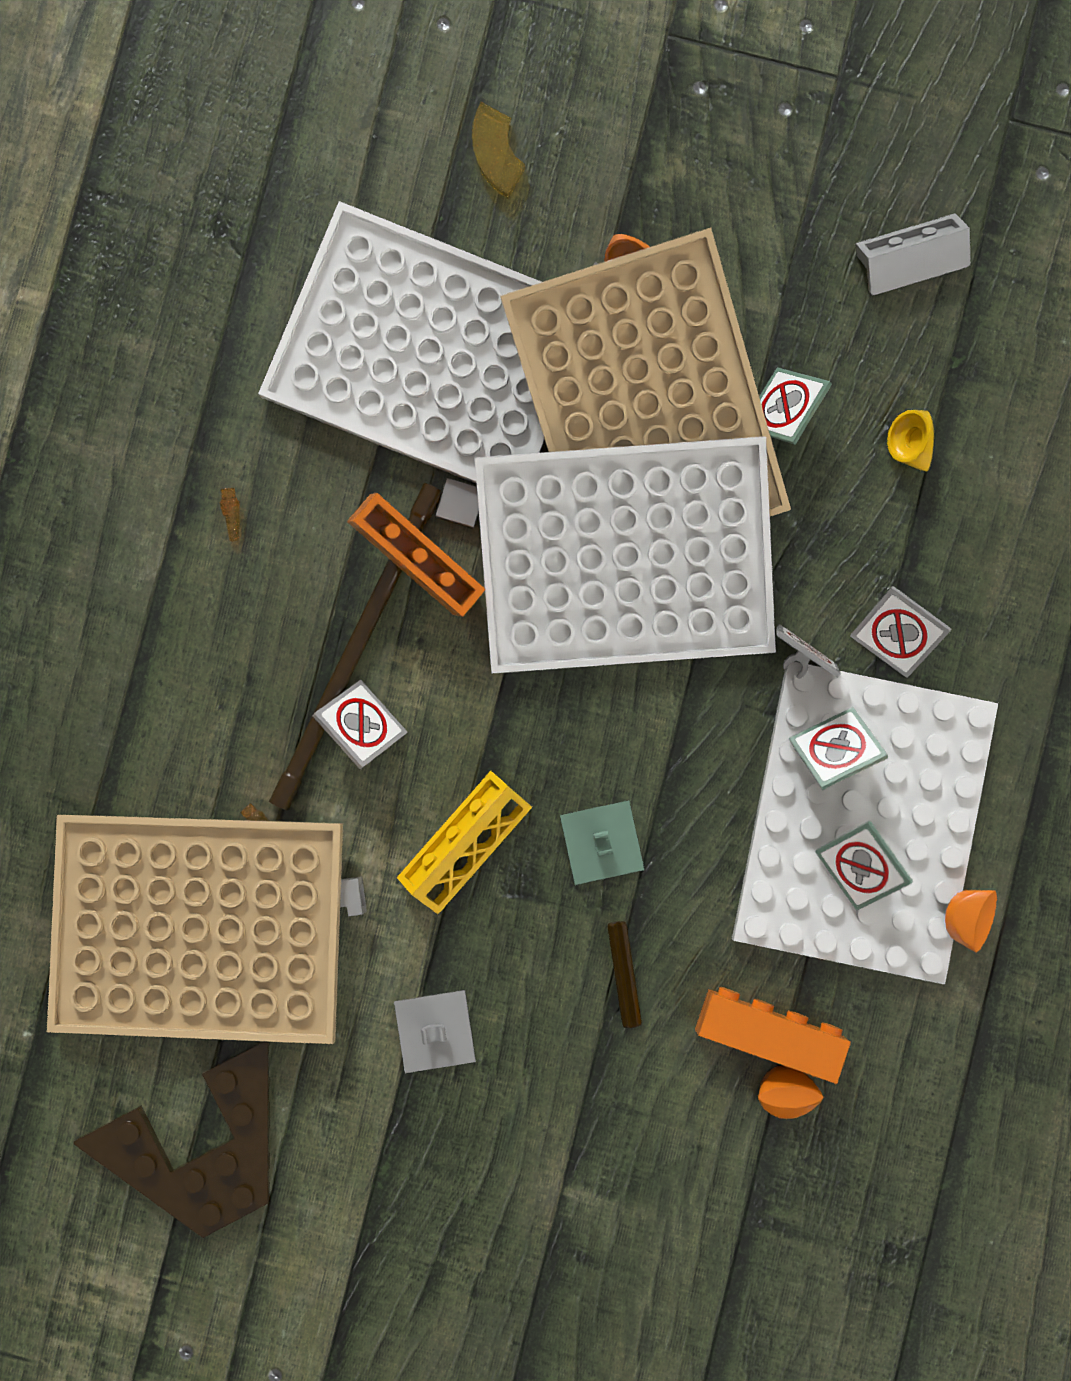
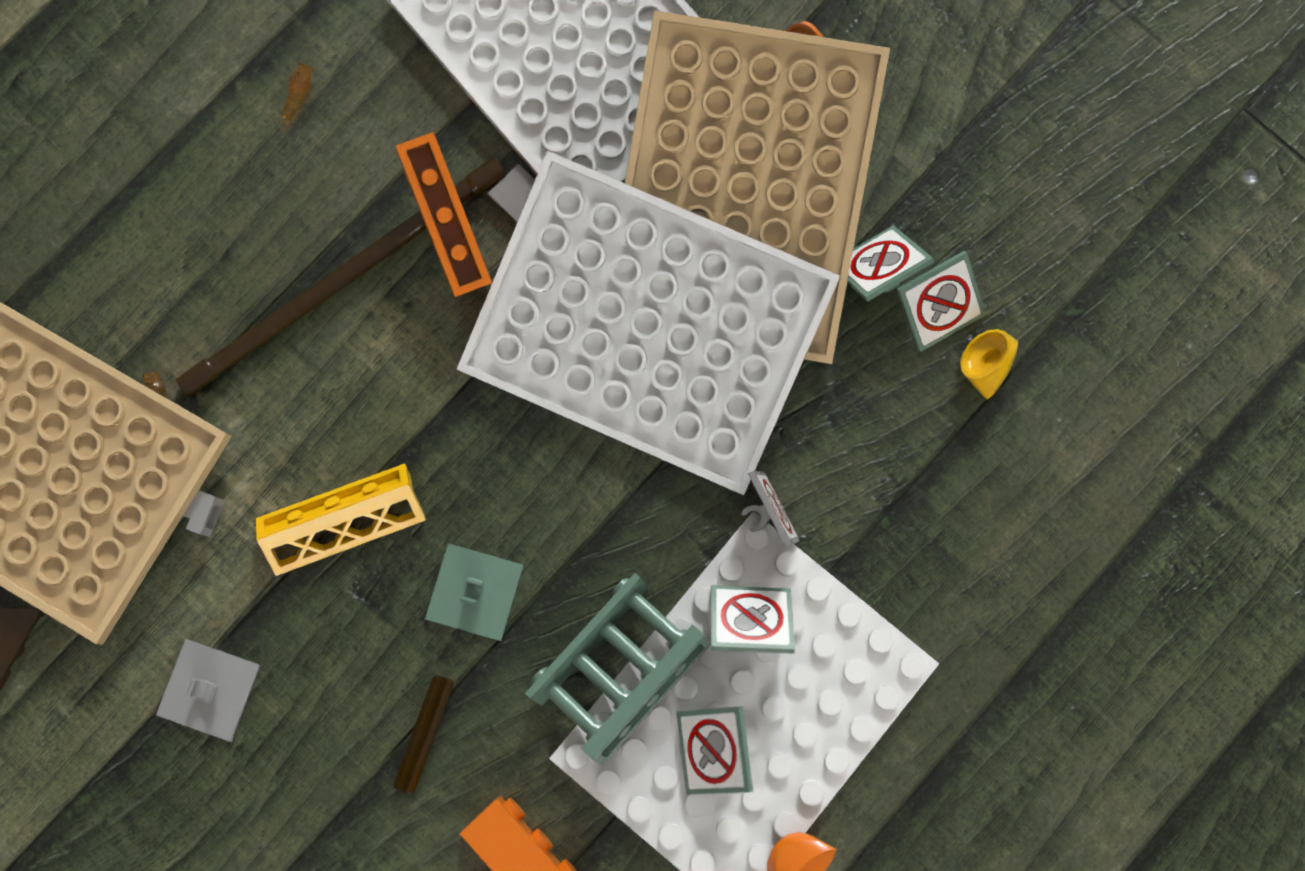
camera: 25 degrees right, 5 degrees down
(360, 724) = (302, 350): piece -> none
(778, 866) = (629, 705): none -> sand green fence
(851, 411) = (941, 301): none -> piece
(900, 632) = (877, 540): piece -> none
(915, 253) = (1084, 187): light grey panel -> none

